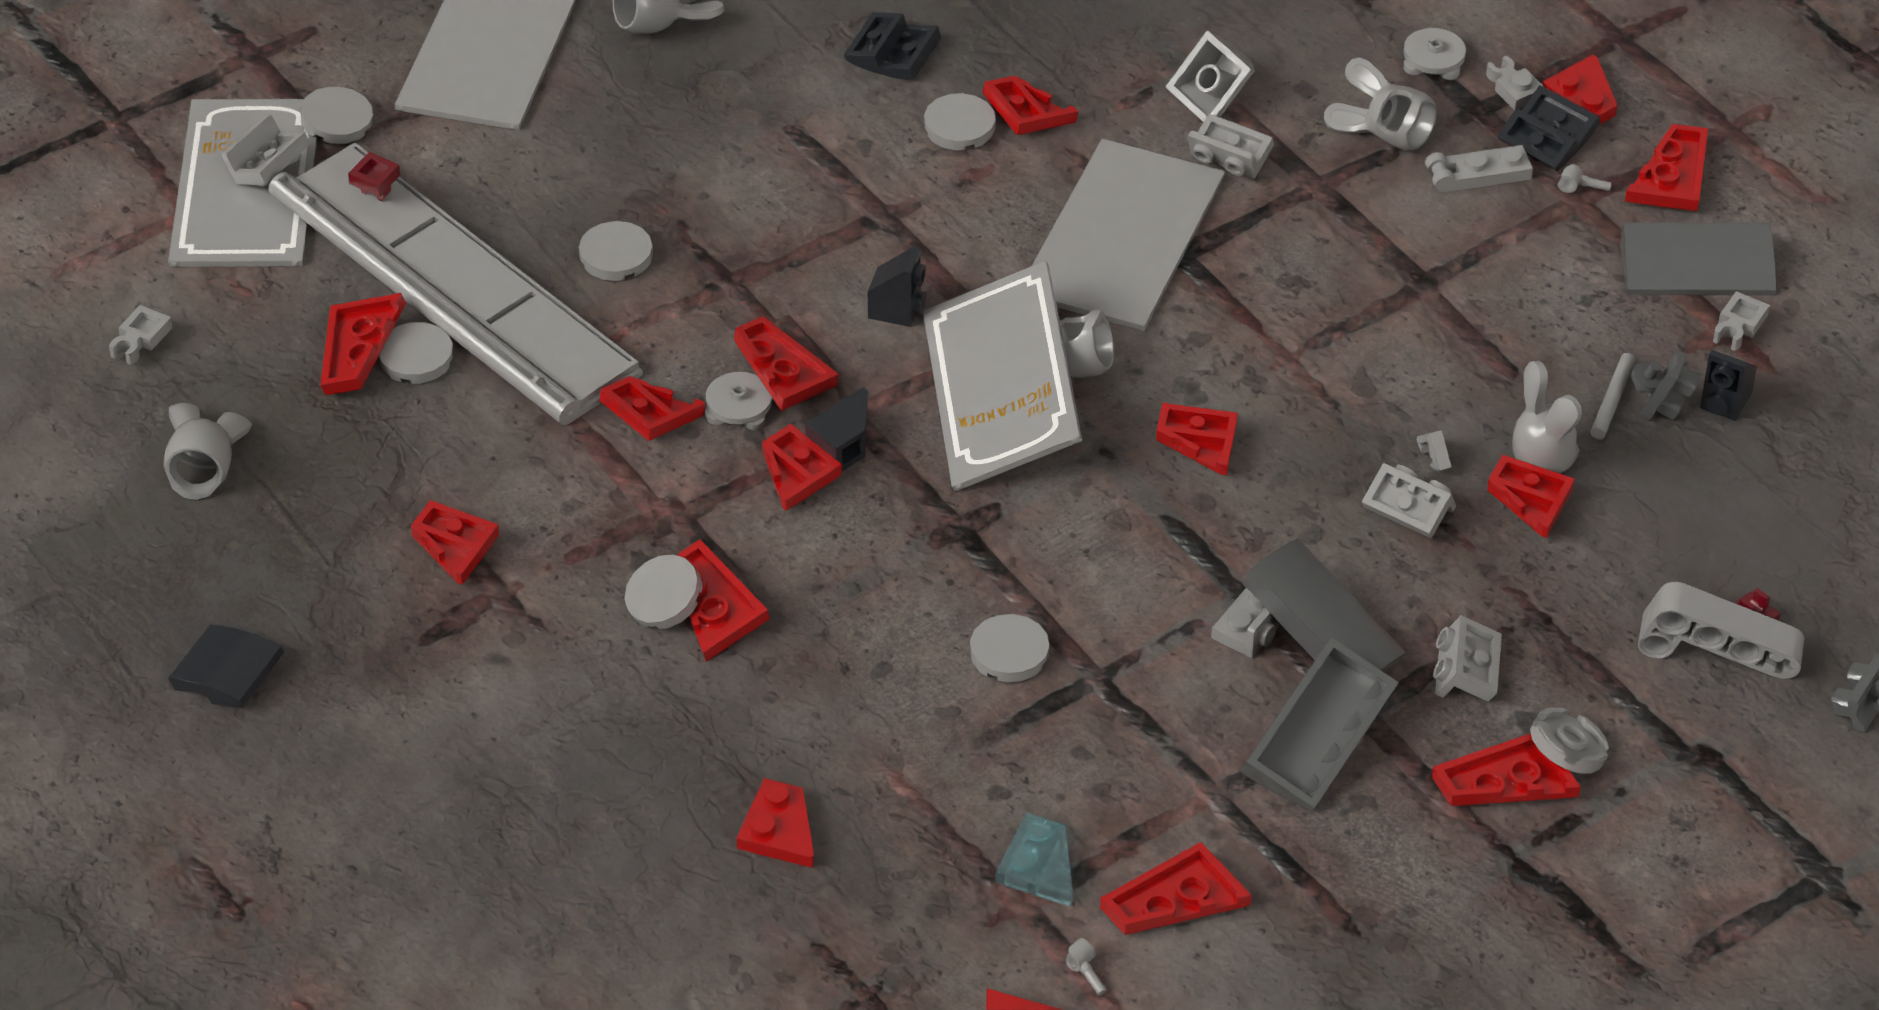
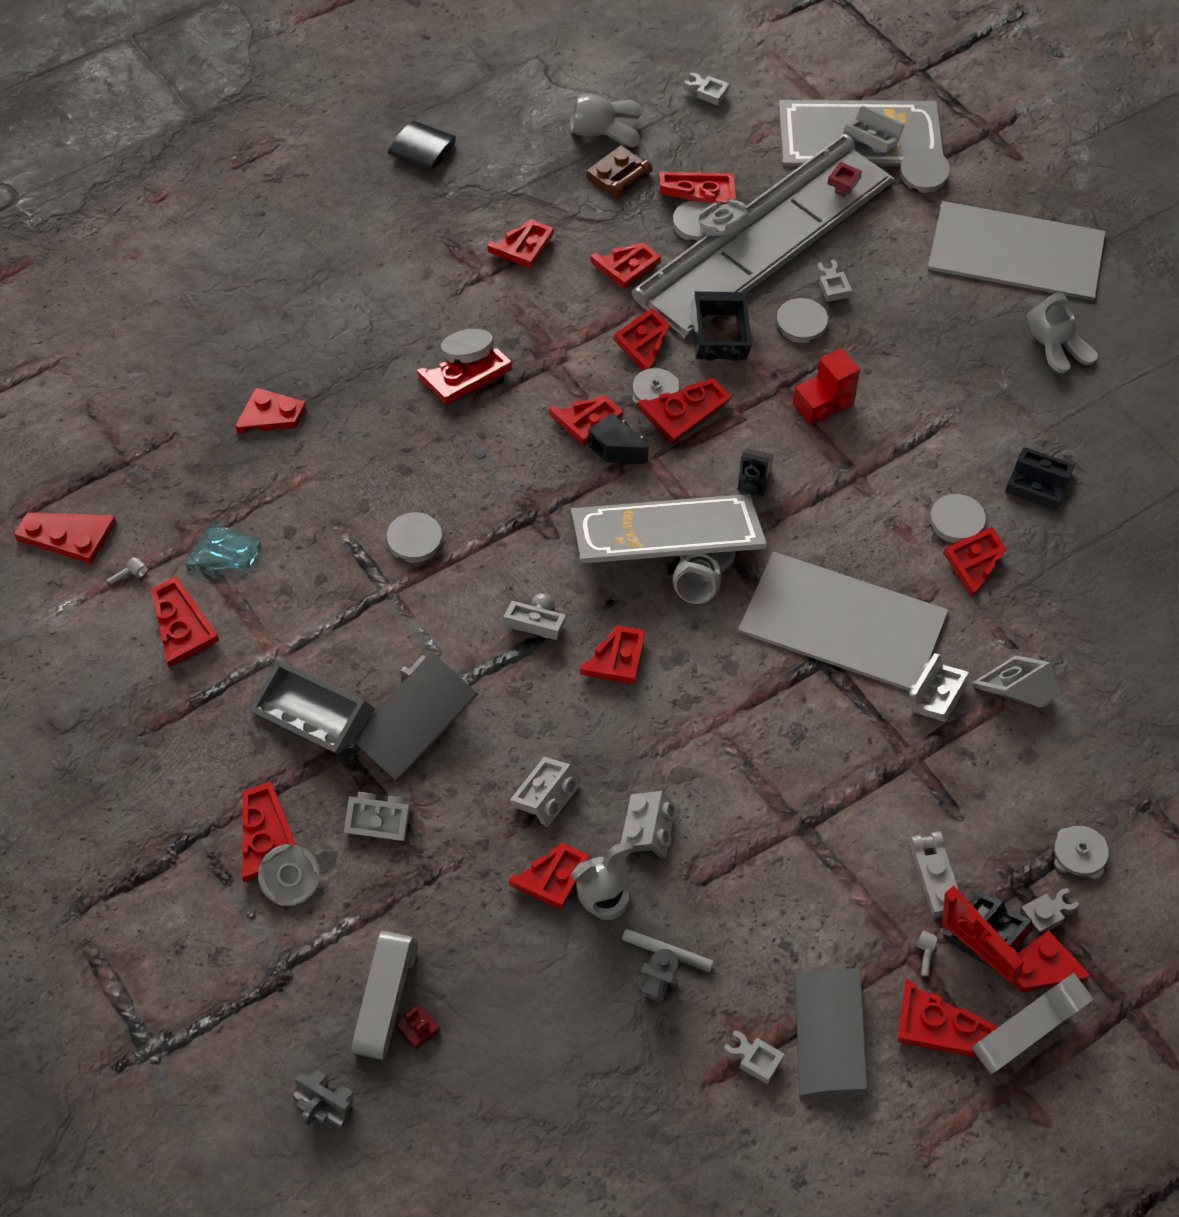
camera: 90 degrees right, 10 degrees up
(299, 447) = (616, 165): none -> reddish brown plate
(435, 308) = (723, 219): none -> light grey tile
(502, 424) = (627, 264): none -> red wing
(552, 212) = (833, 284): none -> light grey plate
(641, 299) = (730, 304): none -> black window
(755, 216) = (830, 390): none -> red brick
(1146, 518) = (535, 618): none -> light grey plate
(1395, 114) = (981, 804): light grey piece -> none
(1435, 445) = (601, 811): light grey tile -> none
(1446, 407) = (649, 822): none -> light grey bracket
(1580, 110) = (980, 936): none -> red wing
(1647, 83) = (1032, 1023): none -> light grey beam
(1727, 385) = (668, 1029): black slope -> none

